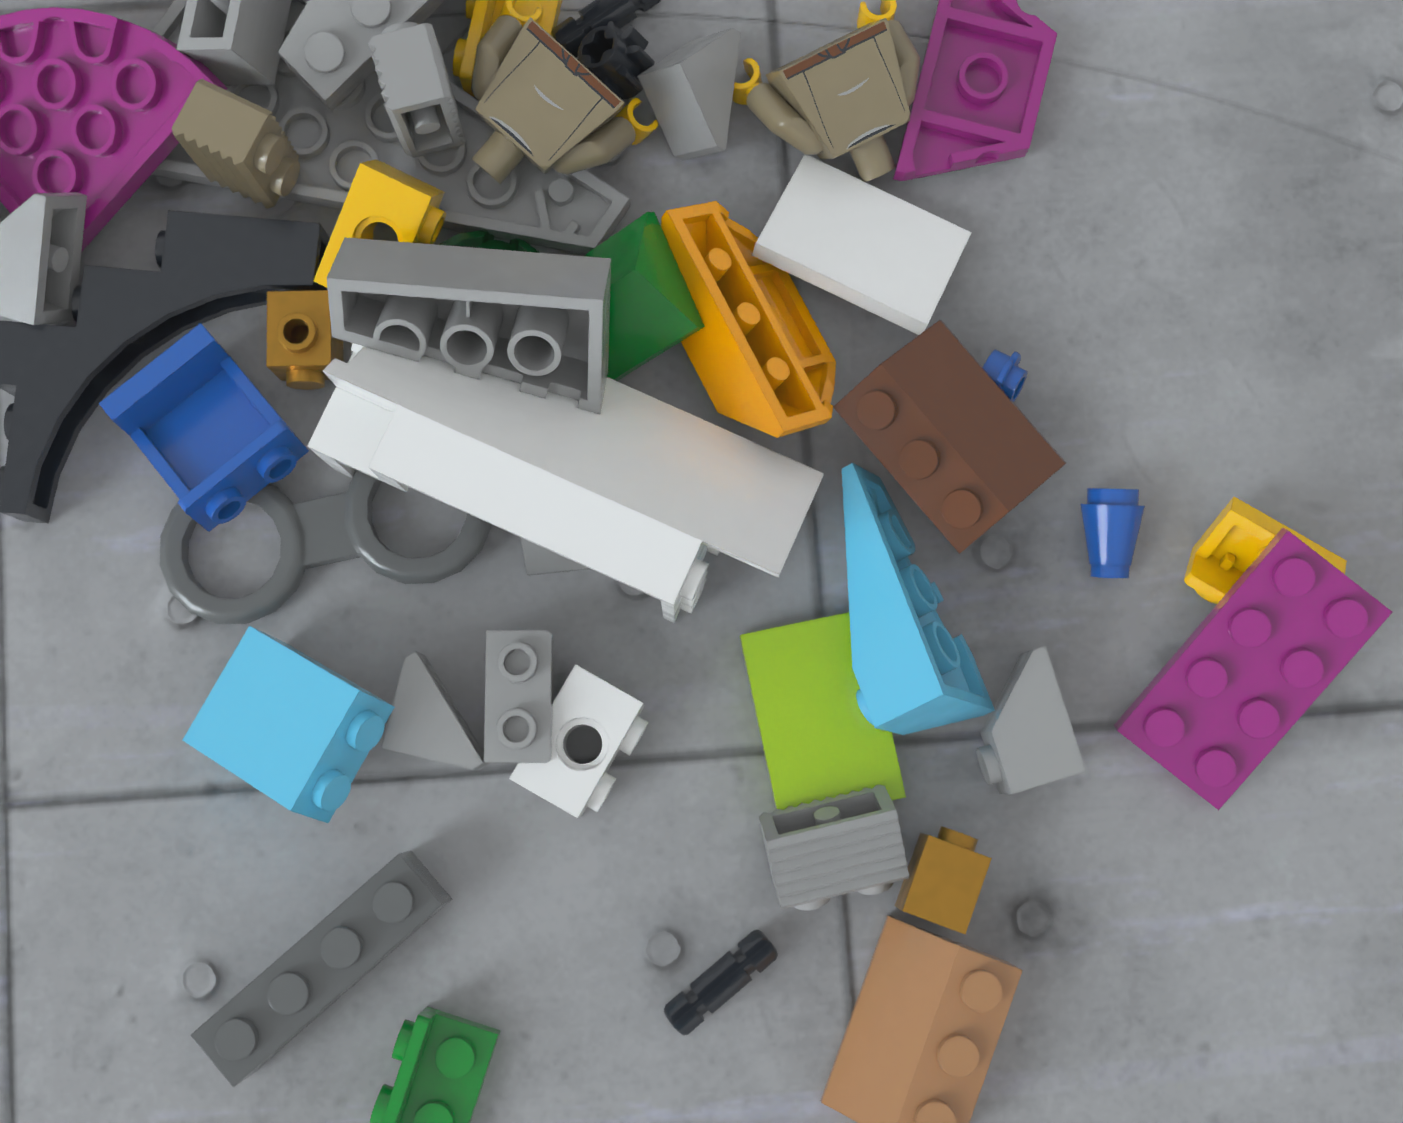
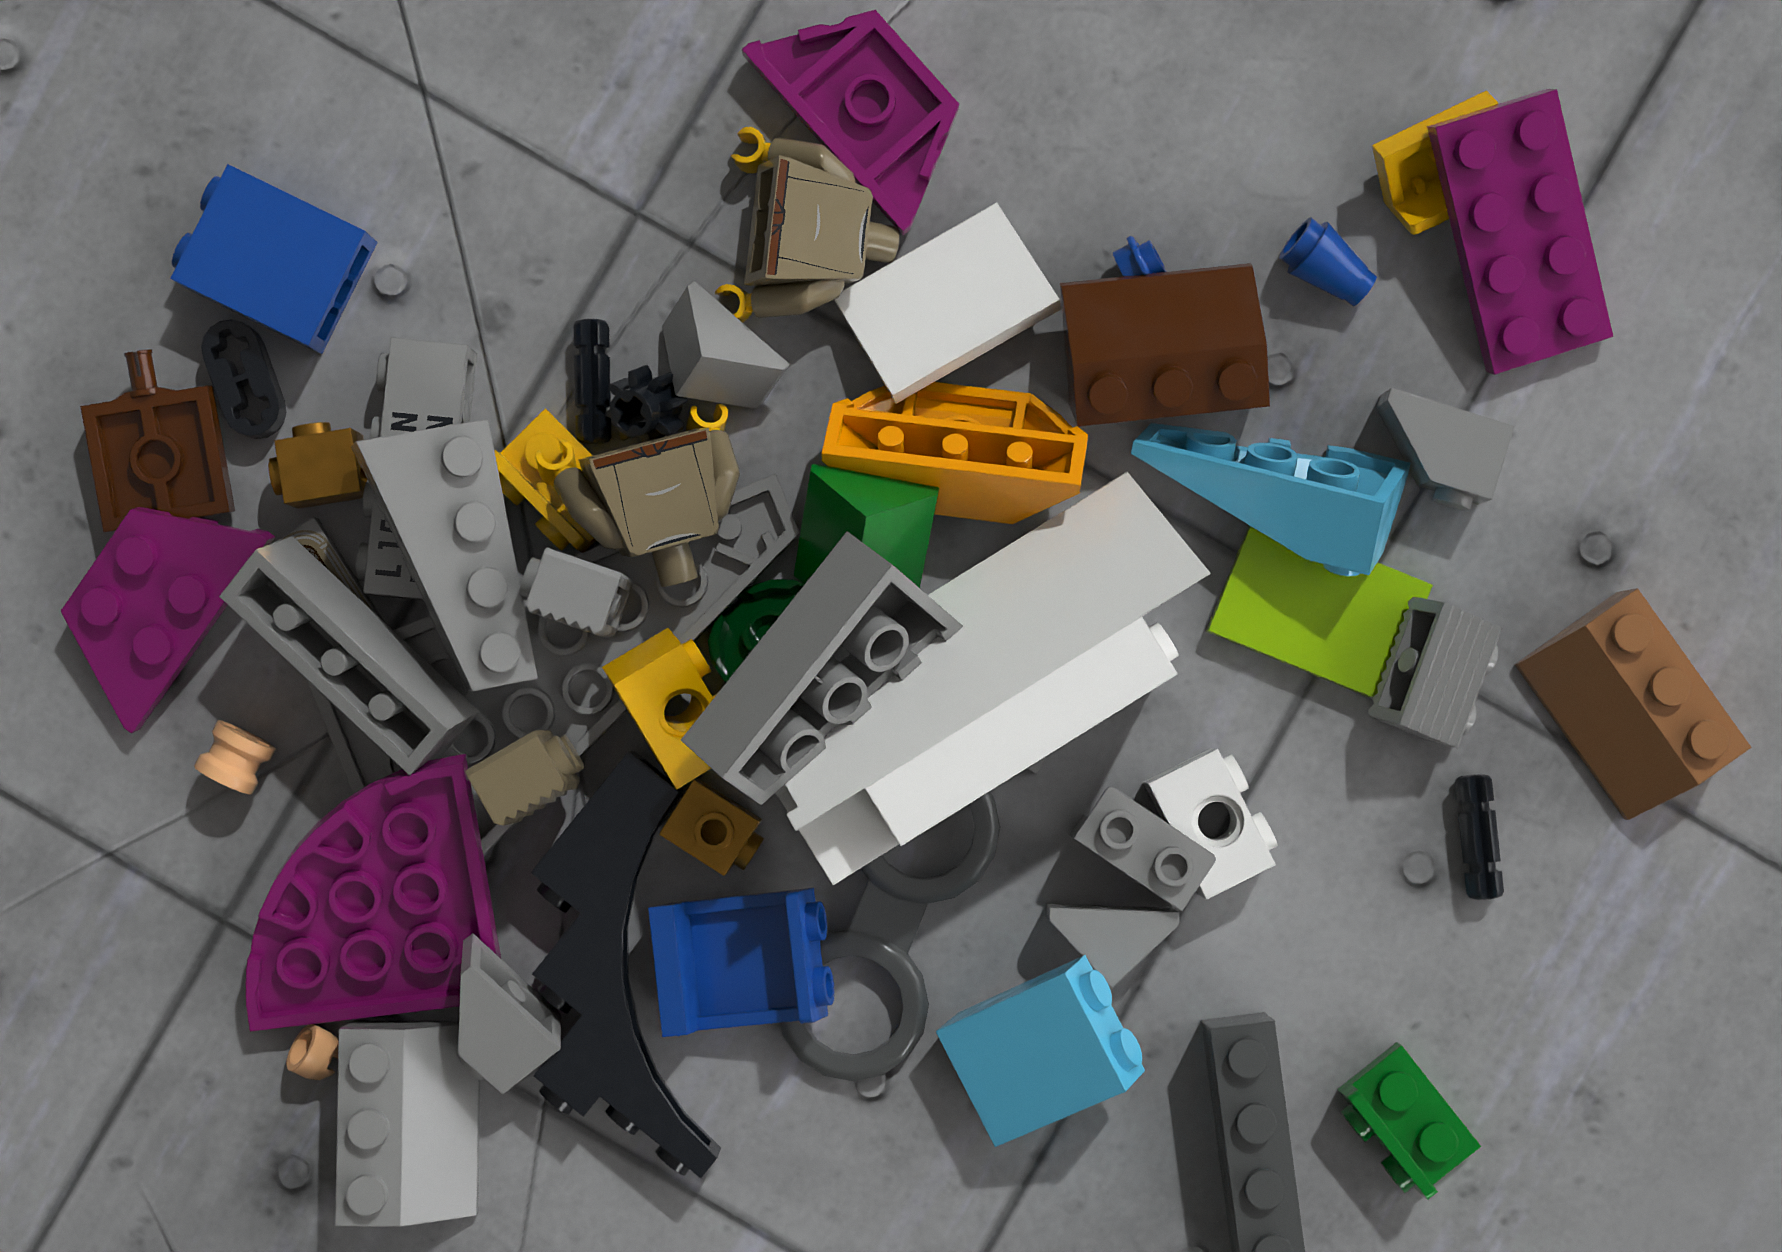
camera: 50 degrees left, 5 degrees up
(944, 879) = (1521, 600): pearl gold brick -> none

